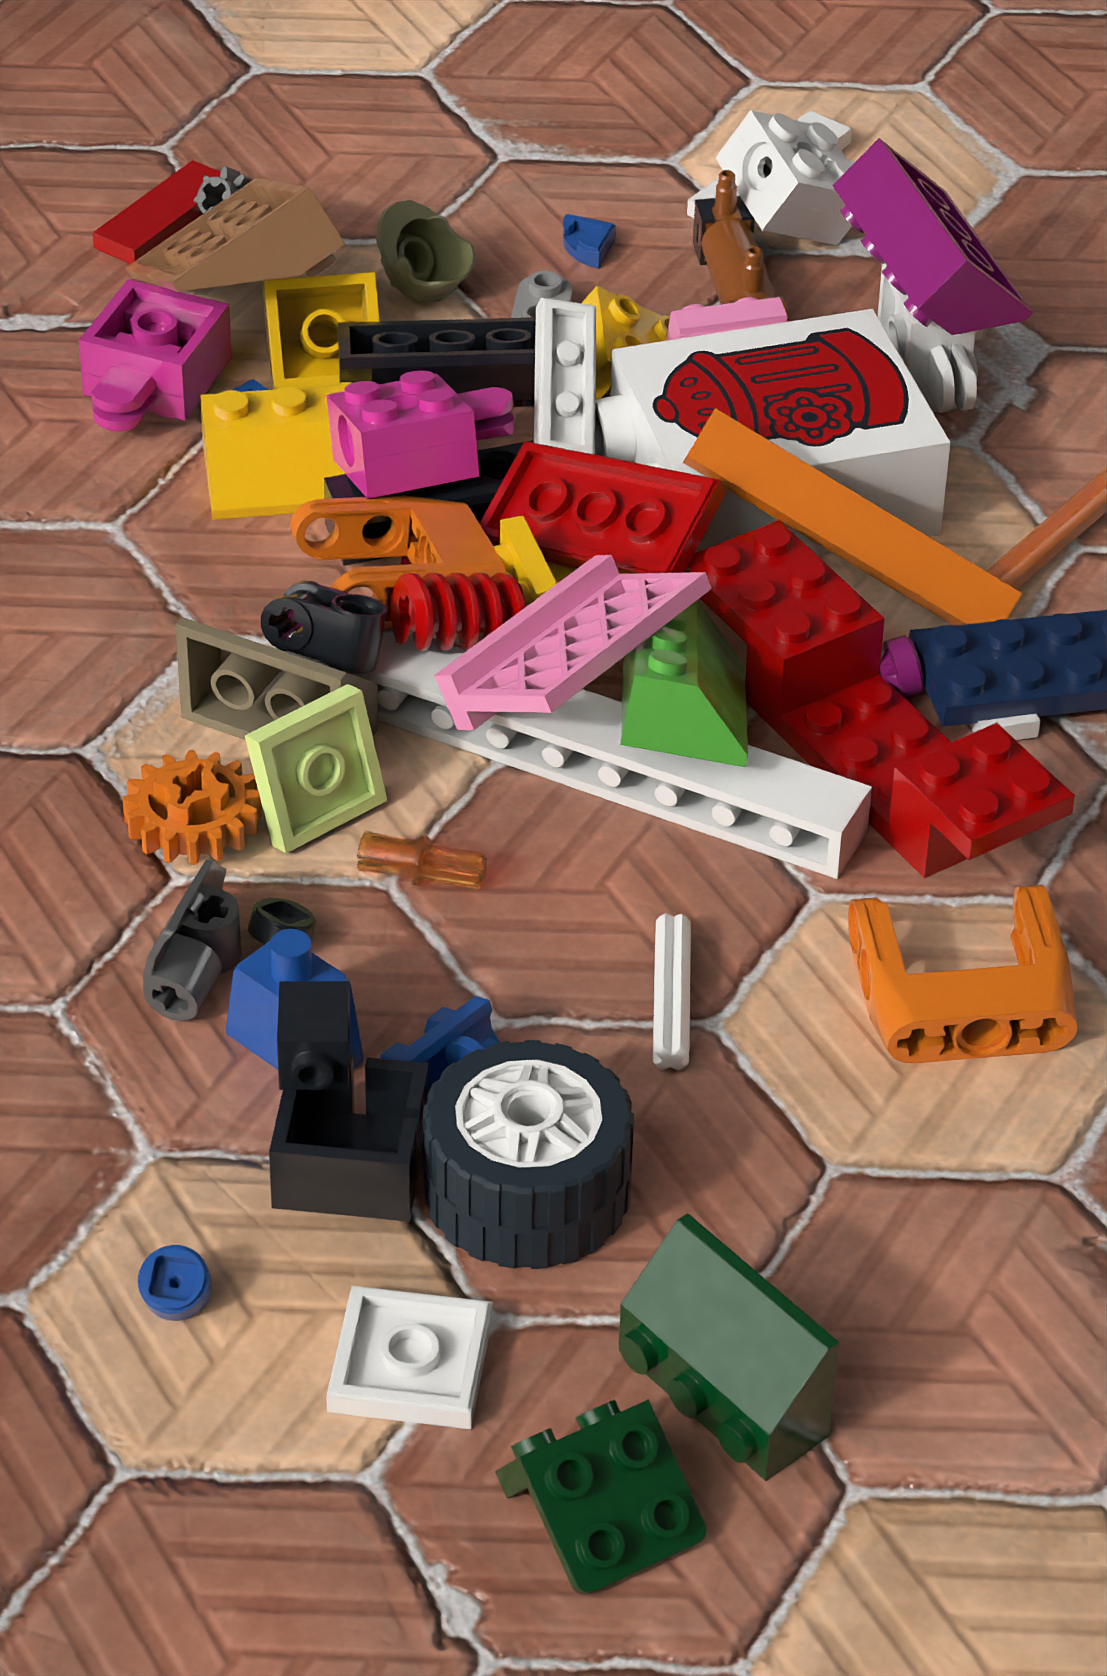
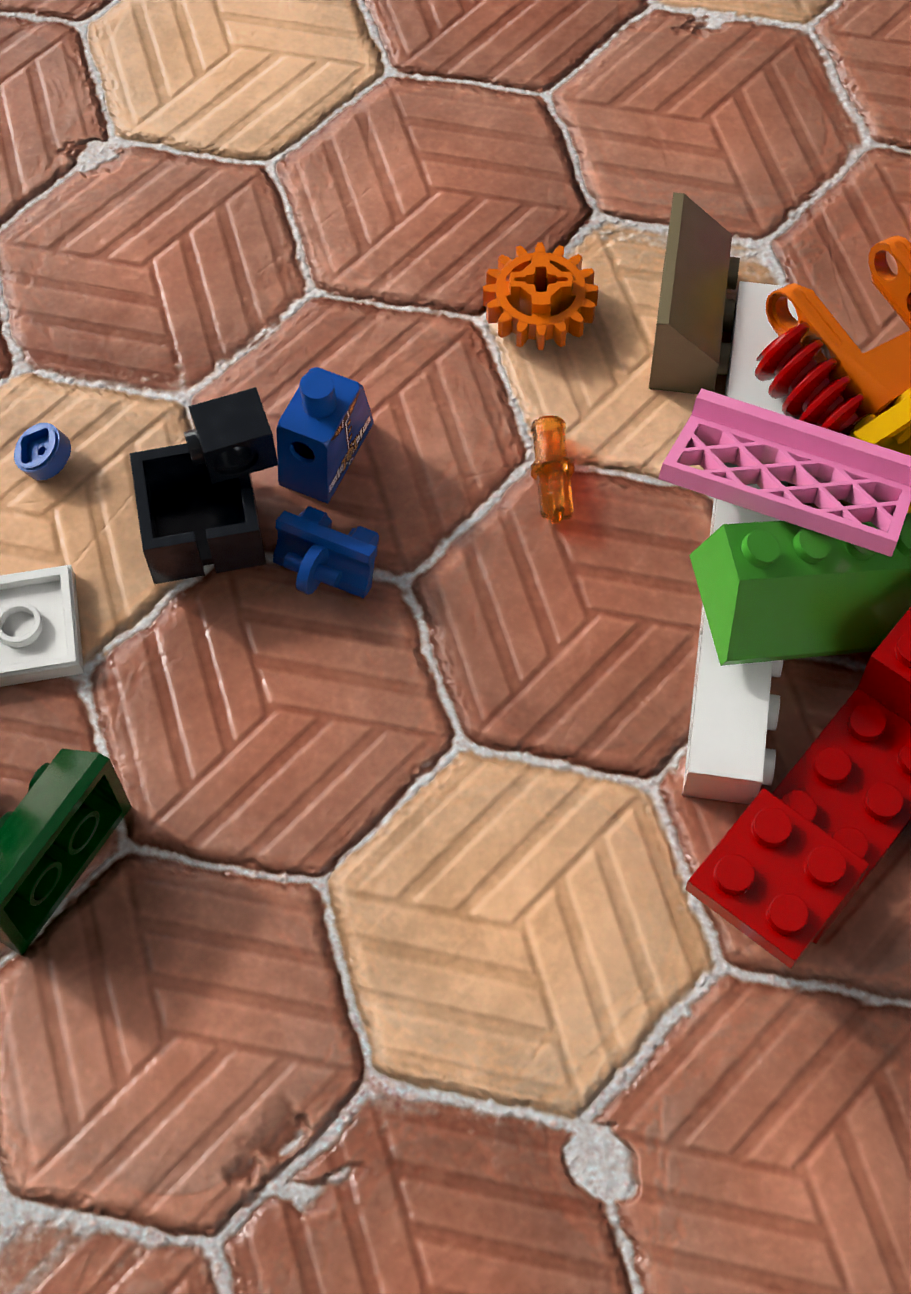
camera: 75 degrees right, 20 degrees up
(193, 947) = (387, 337): dark grey panel -> none
(276, 915) = (438, 398): black tile -> none
(316, 768) = (595, 354): yellowish green plate -> none
(328, 625) = (738, 298): black piece -> none
(527, 1154) = (215, 636): black wheel -> none
(672, 992) = (474, 697): white axle -> none
(967, 1010) = (532, 952): orange connector -> none

